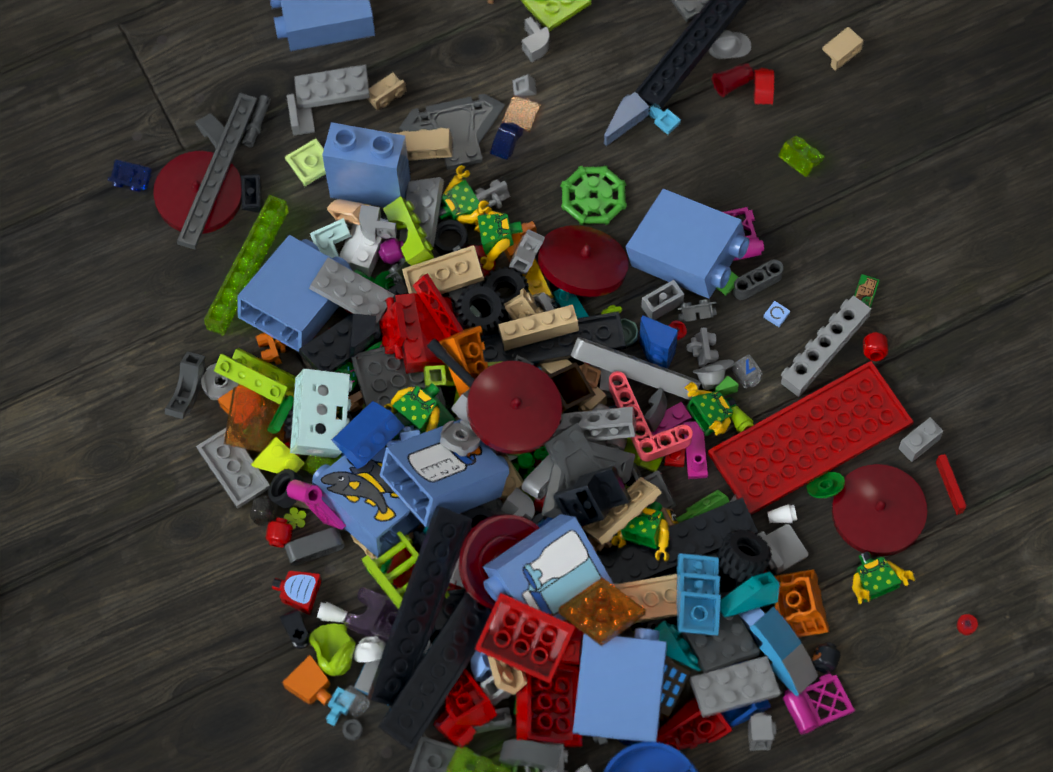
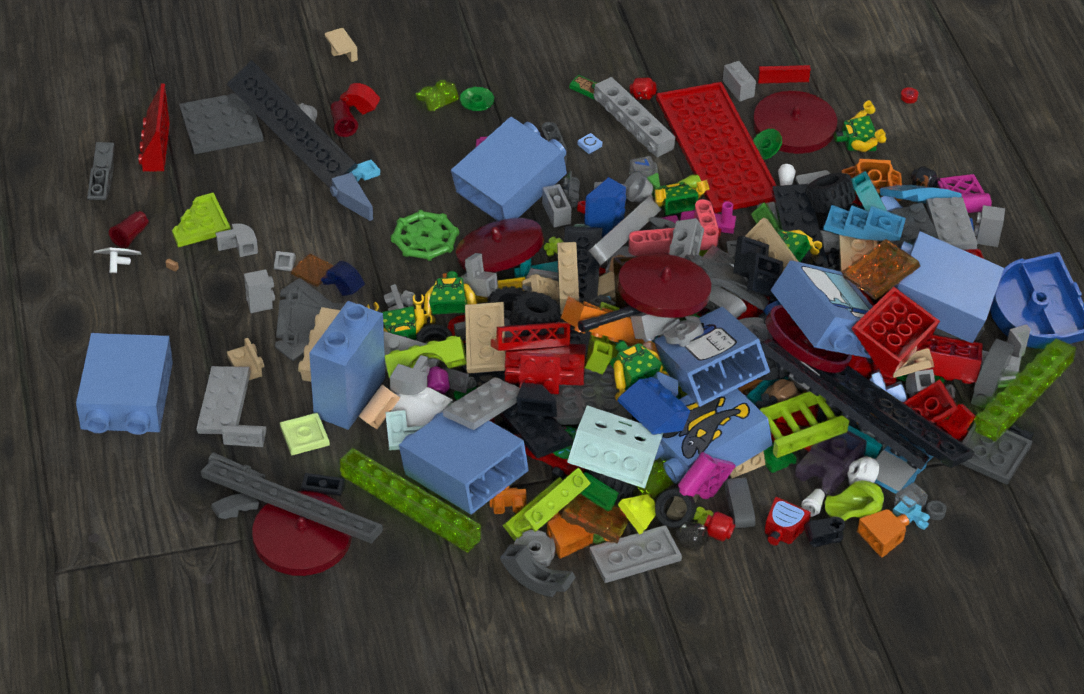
camera: 80 degrees left, 20 degrees down
(130, 174) = (258, 585): clear blue bracket -> none
(465, 73) = (258, 291): none -> light grey brick
(805, 185) = (477, 98): none -> green dish

